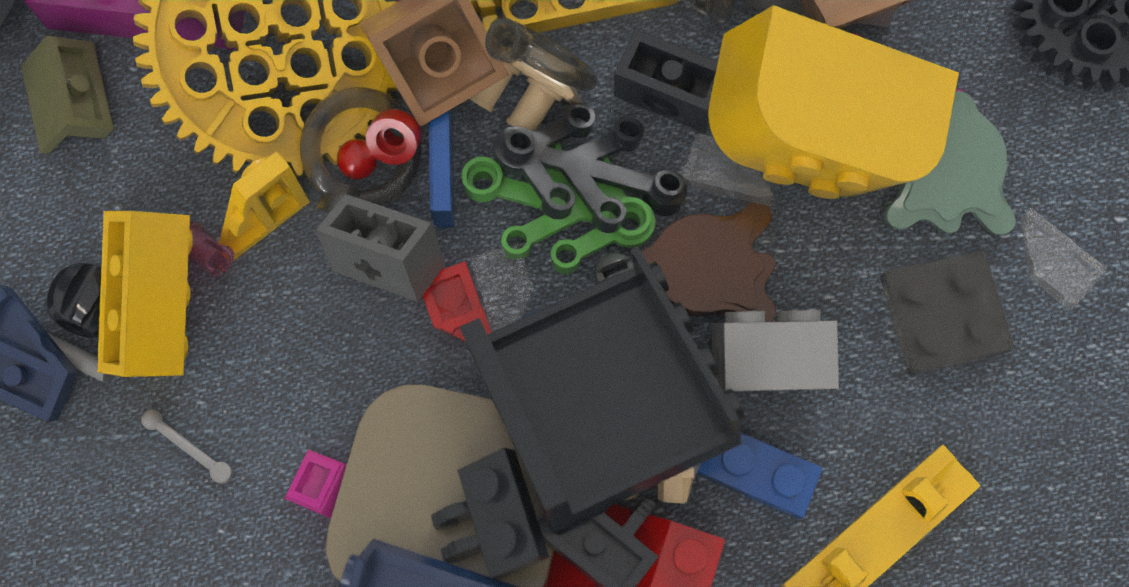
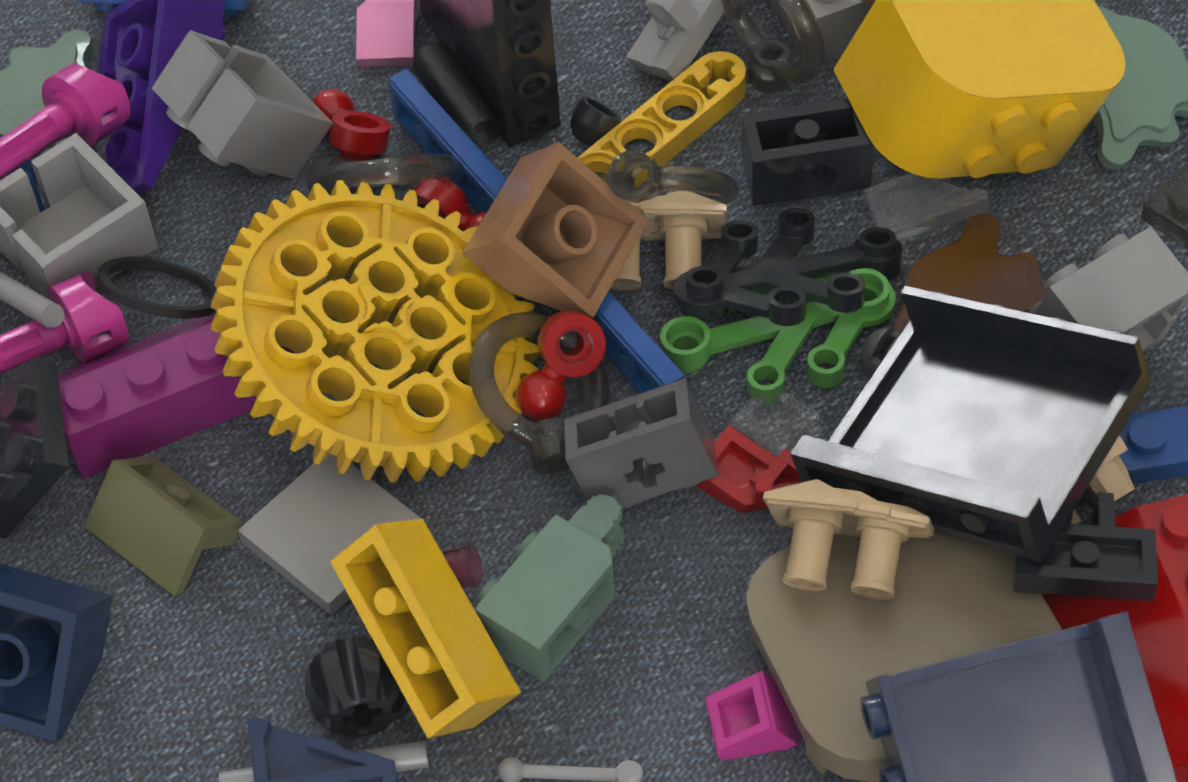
camera: 30 degrees left, 20 degrees down
(160, 172) = (315, 523): none -> light grey tile
(260, 203) = (480, 474): yellow wing -> none
(262, 309) = (554, 587): none -> sand green hinge
(454, 388) = (820, 512): none -> tan connector
(501, 516) = (974, 581): black hinge -> none

